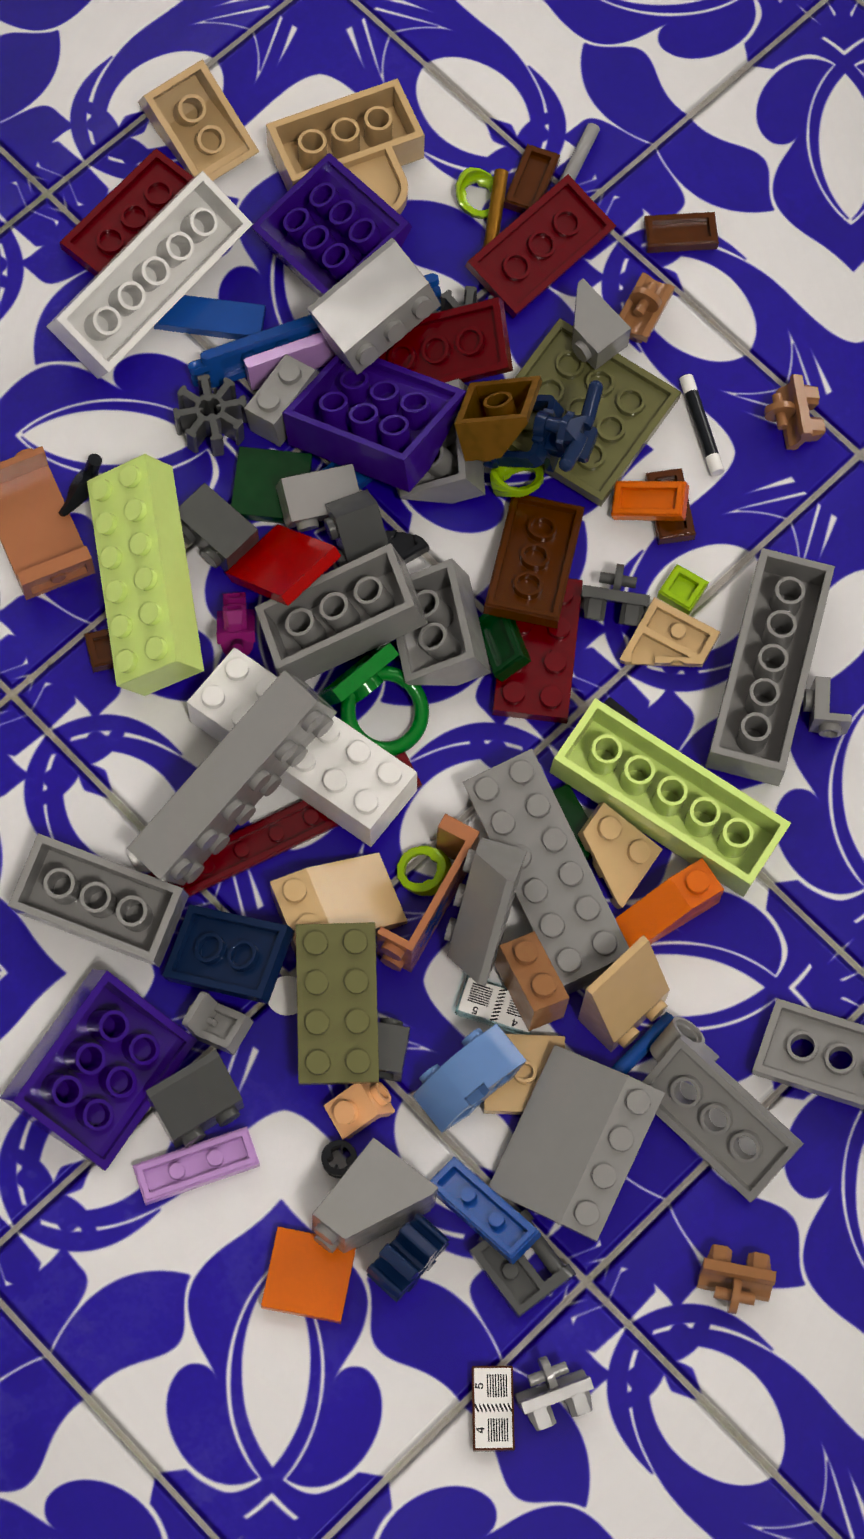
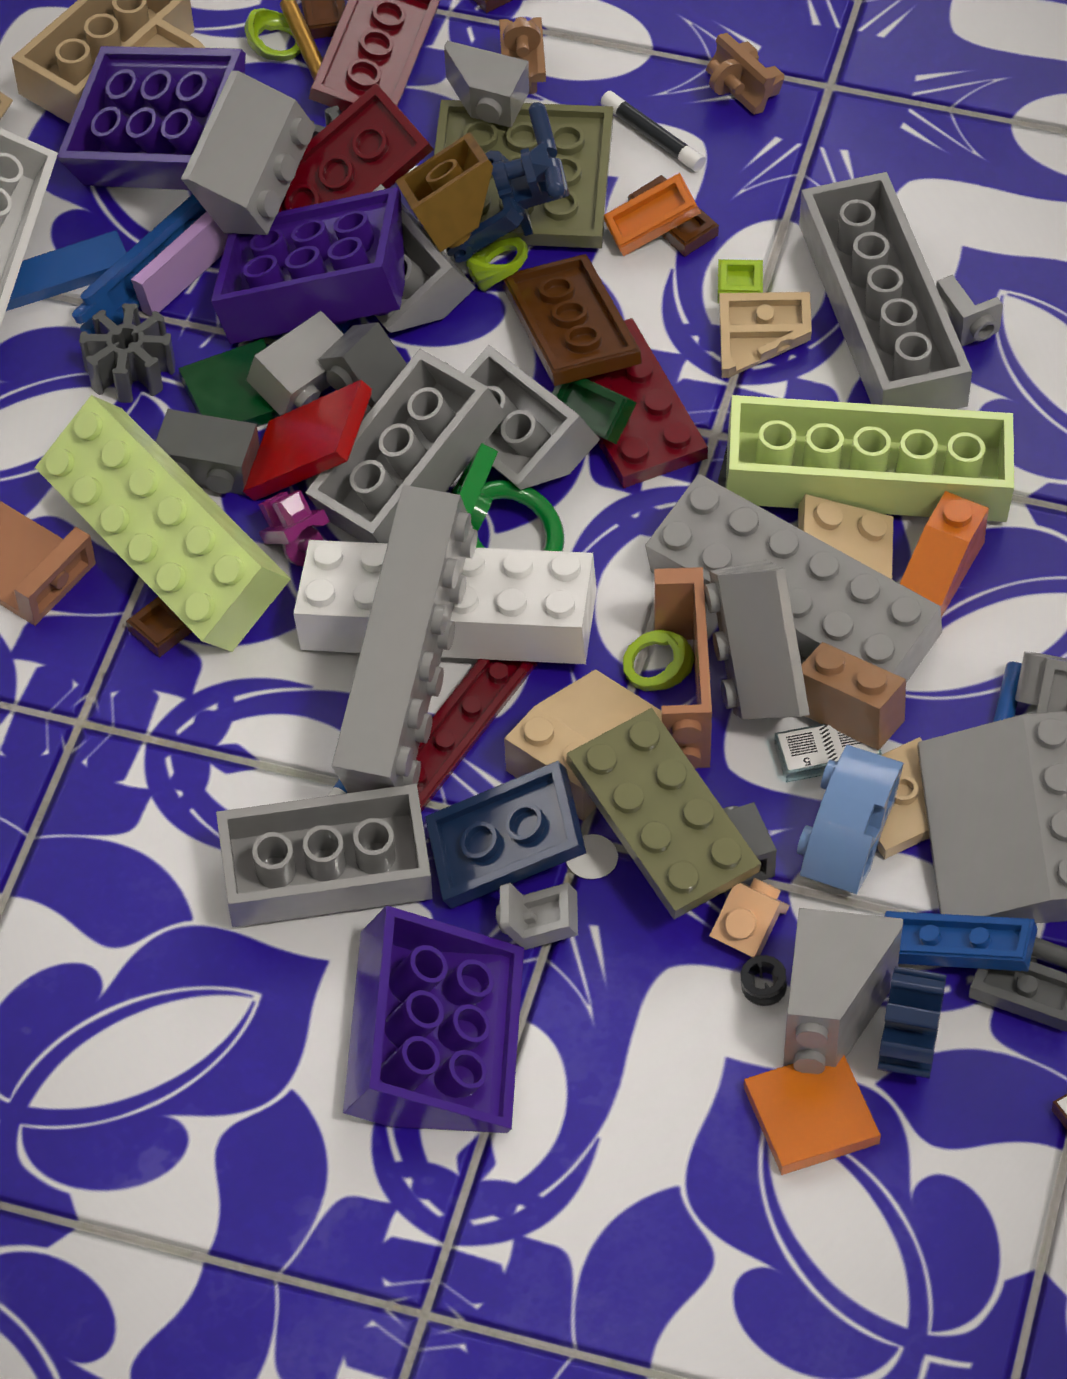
camera: 25 degrees left, 15 degrees down
(78, 489) = (27, 481): black bar -> none
(196, 1100) = (568, 994): dark grey slope -> none
(196, 1165) = (609, 1071): lavender tile -> none
(275, 395) = (189, 307): light grey brick -> none
(597, 598) = (677, 309): dark grey hips -> none
(625, 996) = (960, 656): tan slope -> none

